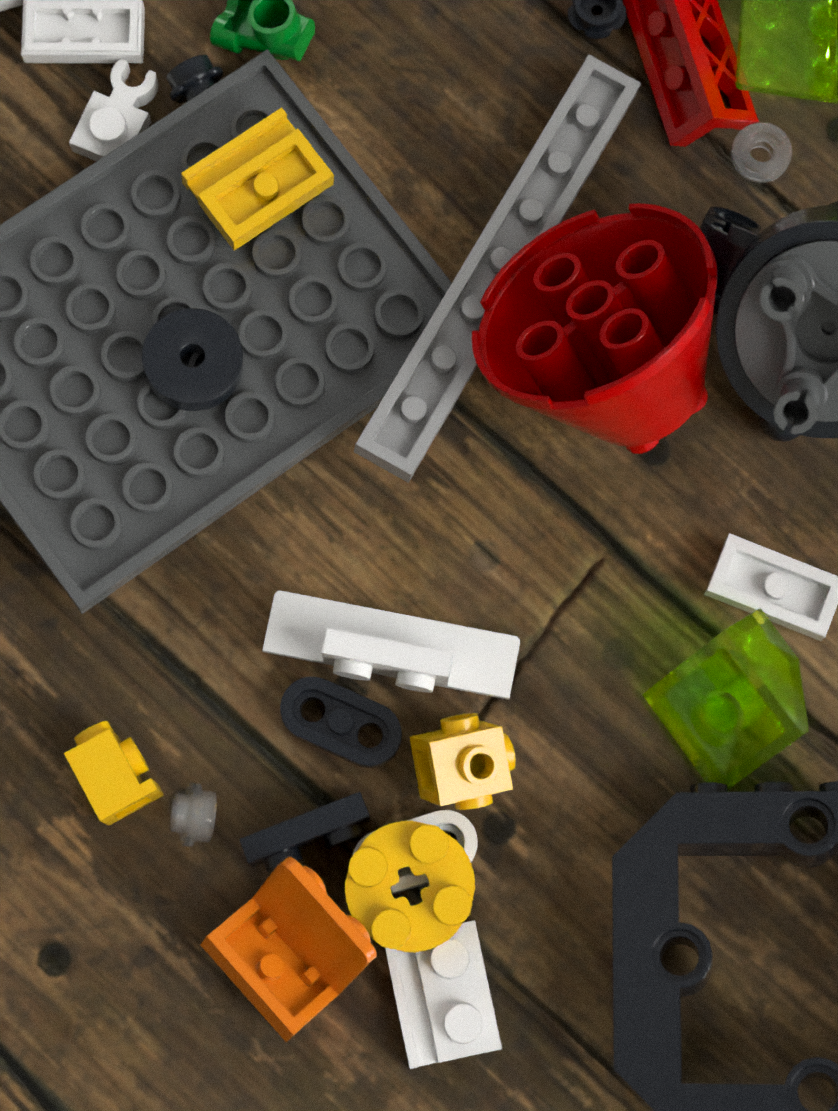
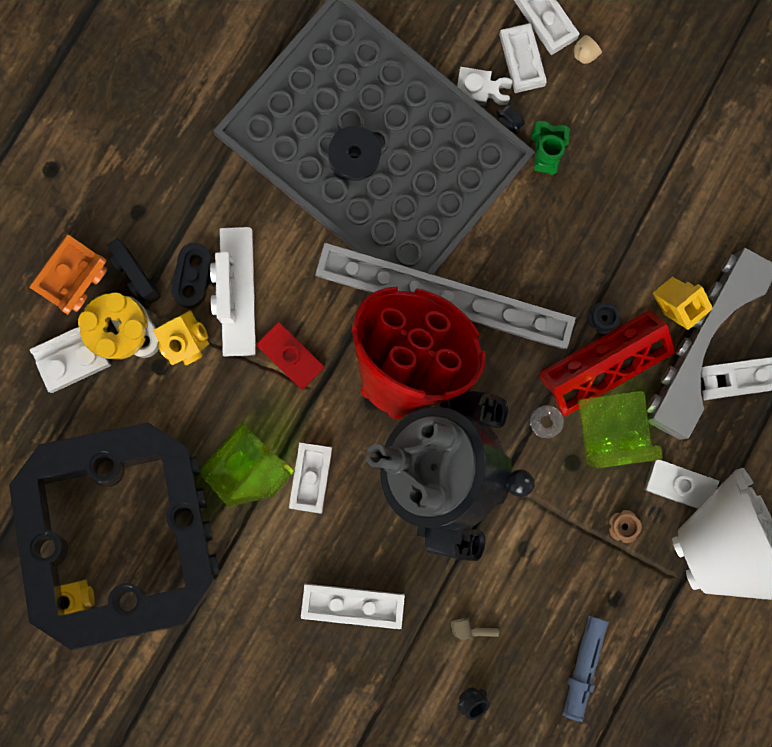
camera: 75 degrees right, 5 degrees up
(111, 773) = (140, 169): yellow brick -> none
(194, 815) = (129, 215): clear plate -> none
(257, 179) = (458, 161): yellow plate -> none
(538, 575) = (290, 356): none -> red plate

